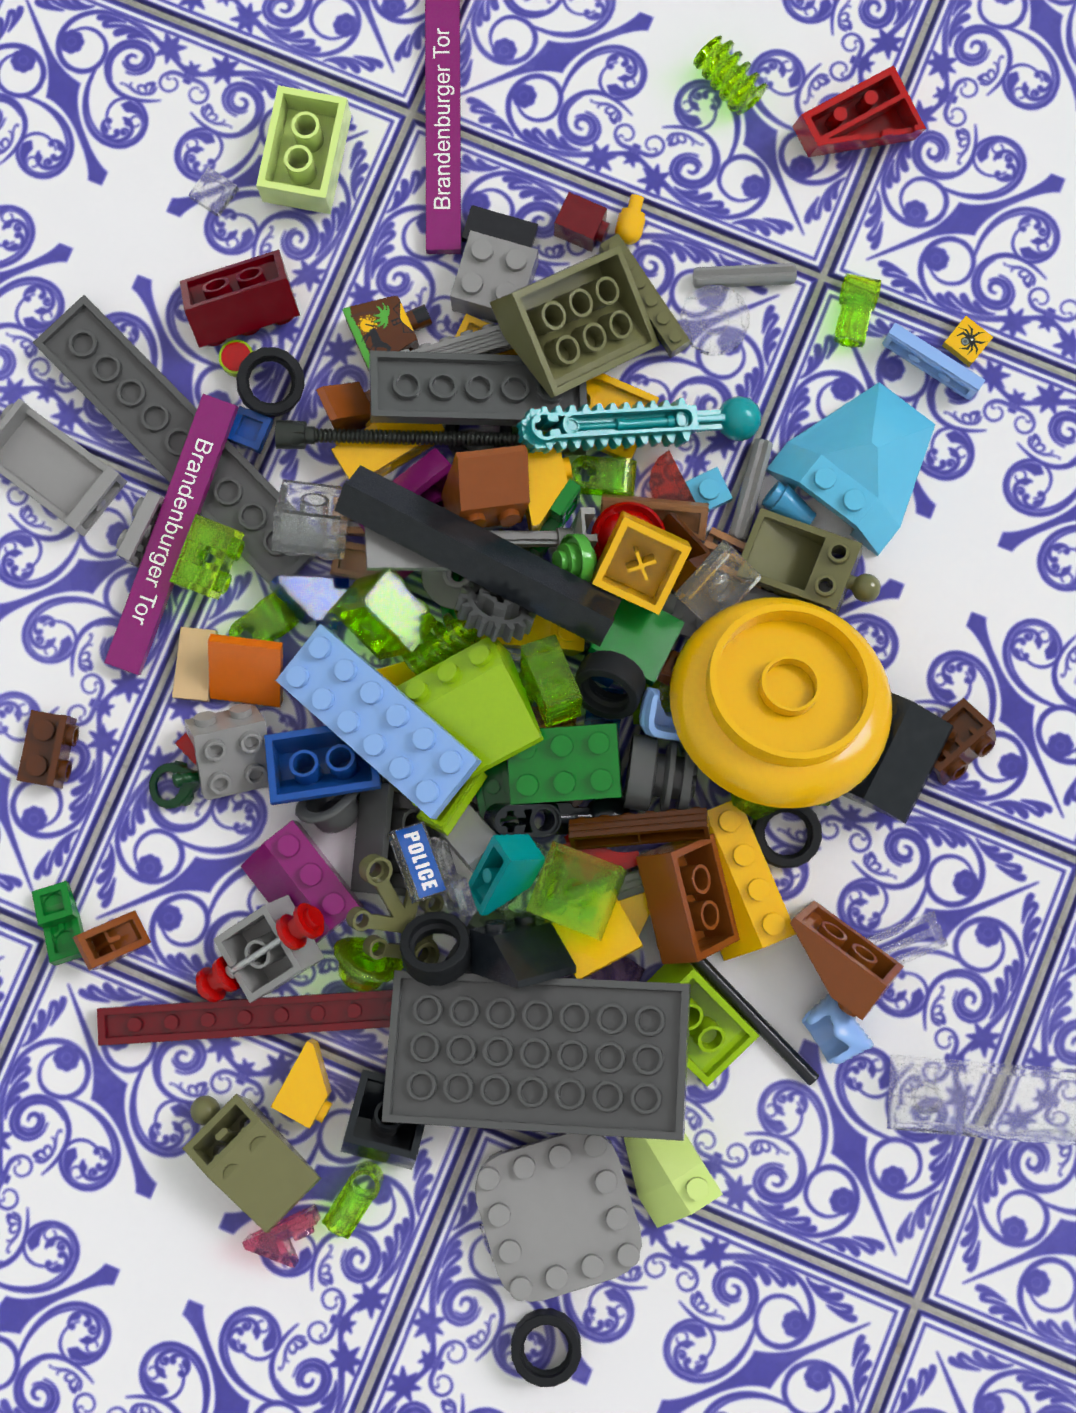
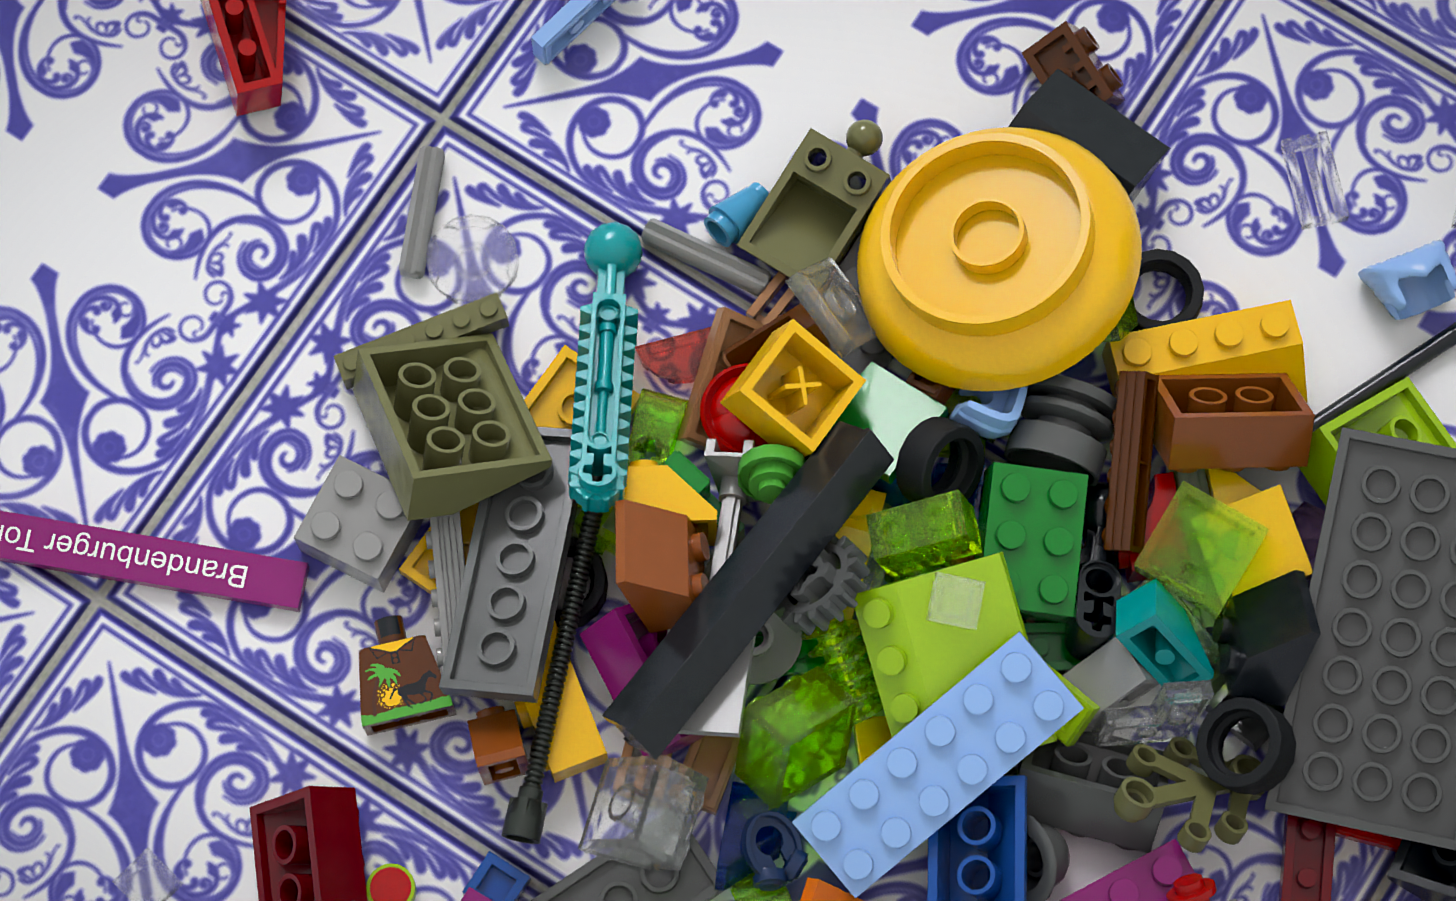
camera: 80 degrees left, 10 degrees down
(279, 356) = (444, 808): black tyre -> none
(284, 609) = (767, 875): none -> dark blue piece
(304, 149) = (126, 741): yellowish green brick -> none
(358, 969) = (1256, 857): clear neon green hat -> none
(417, 862) = (1130, 749): tile -> none
(496, 709) = (955, 601): none -> clear tile
(500, 226) = (288, 509): black tile -> none
(581, 222) = (307, 399): dark red brick -> none
(631, 221) = (317, 338): yellow cylinder -> none
(710, 489) = (695, 306): medium azure plate -> none
(728, 76) = (154, 175): clear neon green piece -> none
(846, 961) = (1340, 242): dark orange slope -> none
(857, 301) = (486, 78): clear neon green piece -> none
(860, 463) = (696, 119): medium azure wedge -> none

